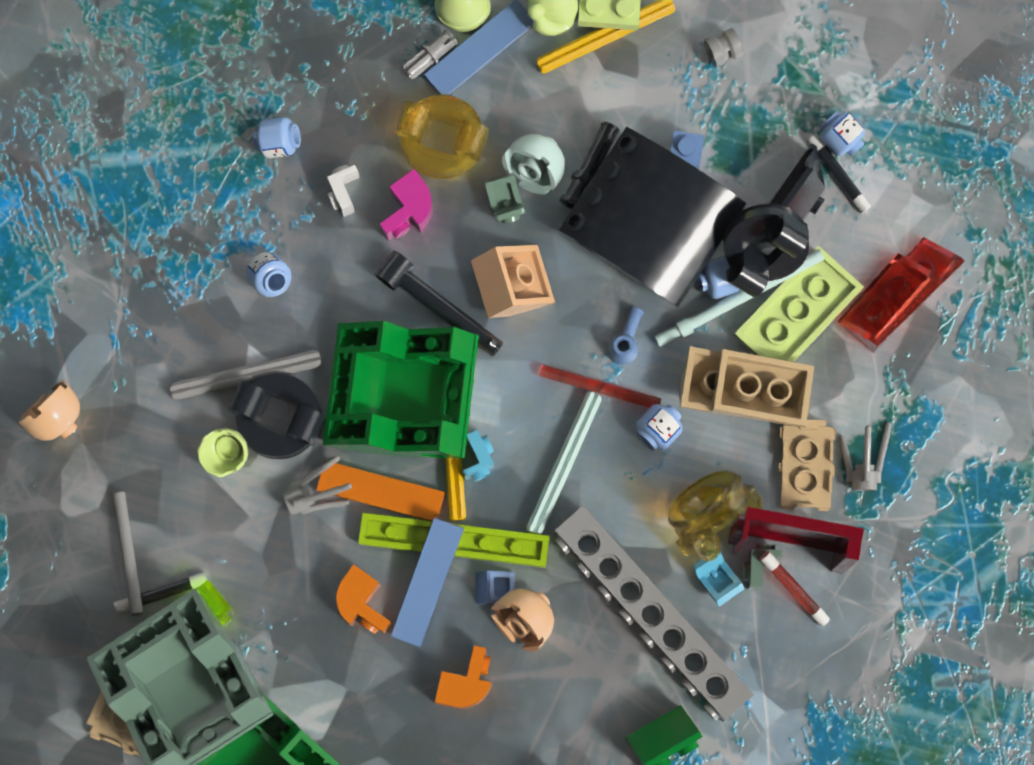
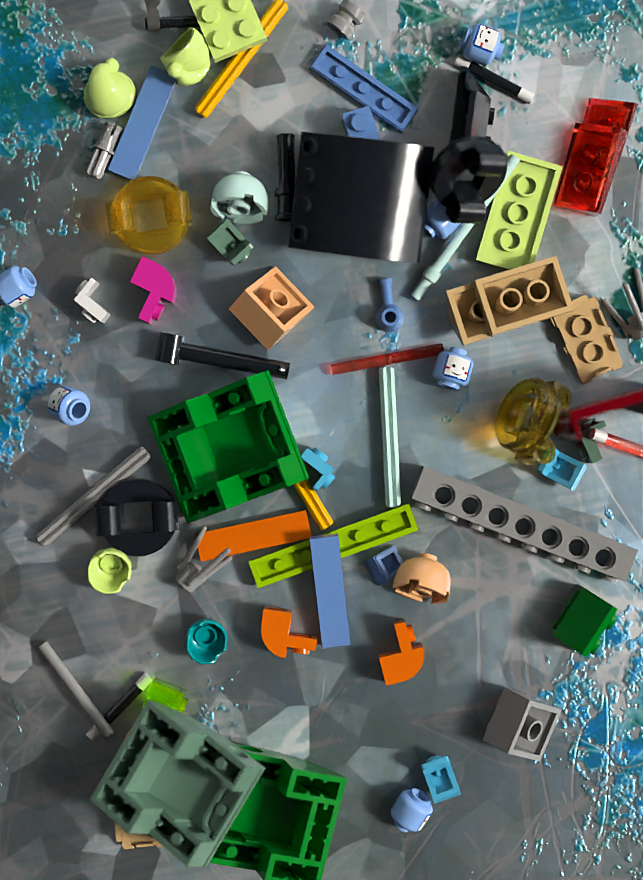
camera: 35 degrees left, 10 degrees up
(280, 568) = (205, 641): none -> teal hair
(708, 121) = (363, 88): none -> medium blue tile

